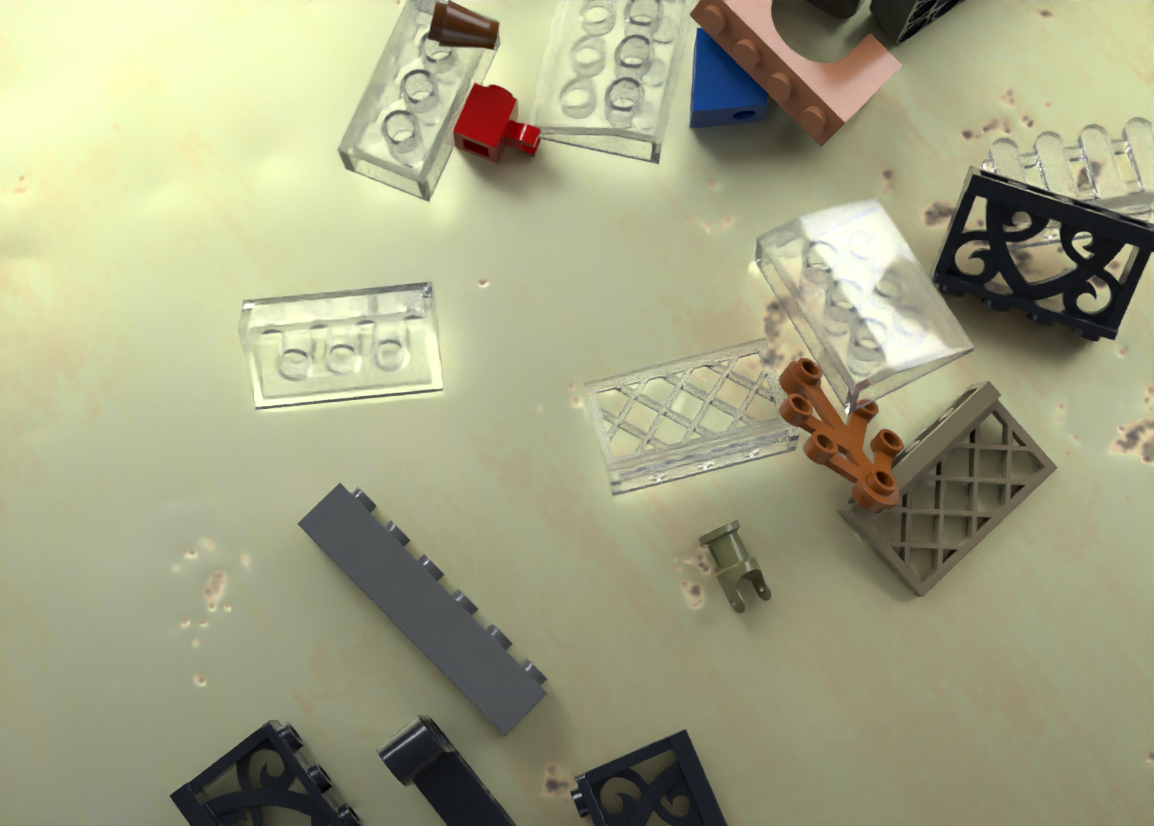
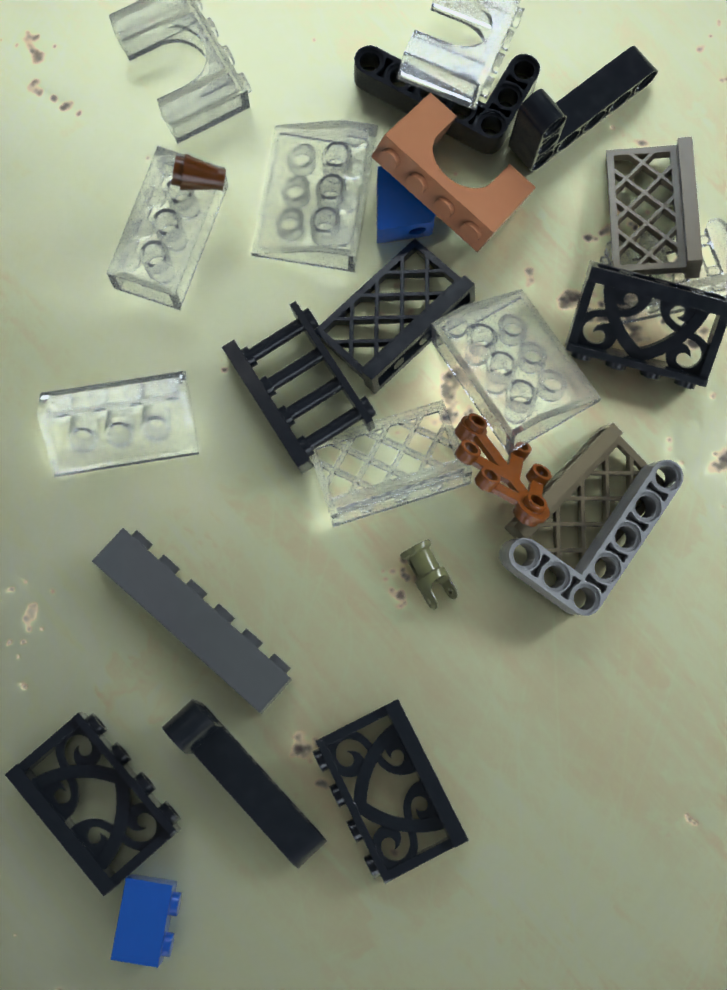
camera: 10 degrees left, 0 degrees up
(490, 124) = (224, 247): red brick -> none
(555, 350) = (283, 418): none -> black fence
(734, 251) = (412, 338): none -> black fence
(967, 543) = (603, 546): none -> light grey beam
(1098, 106) = (684, 204): none -> dark tan fence

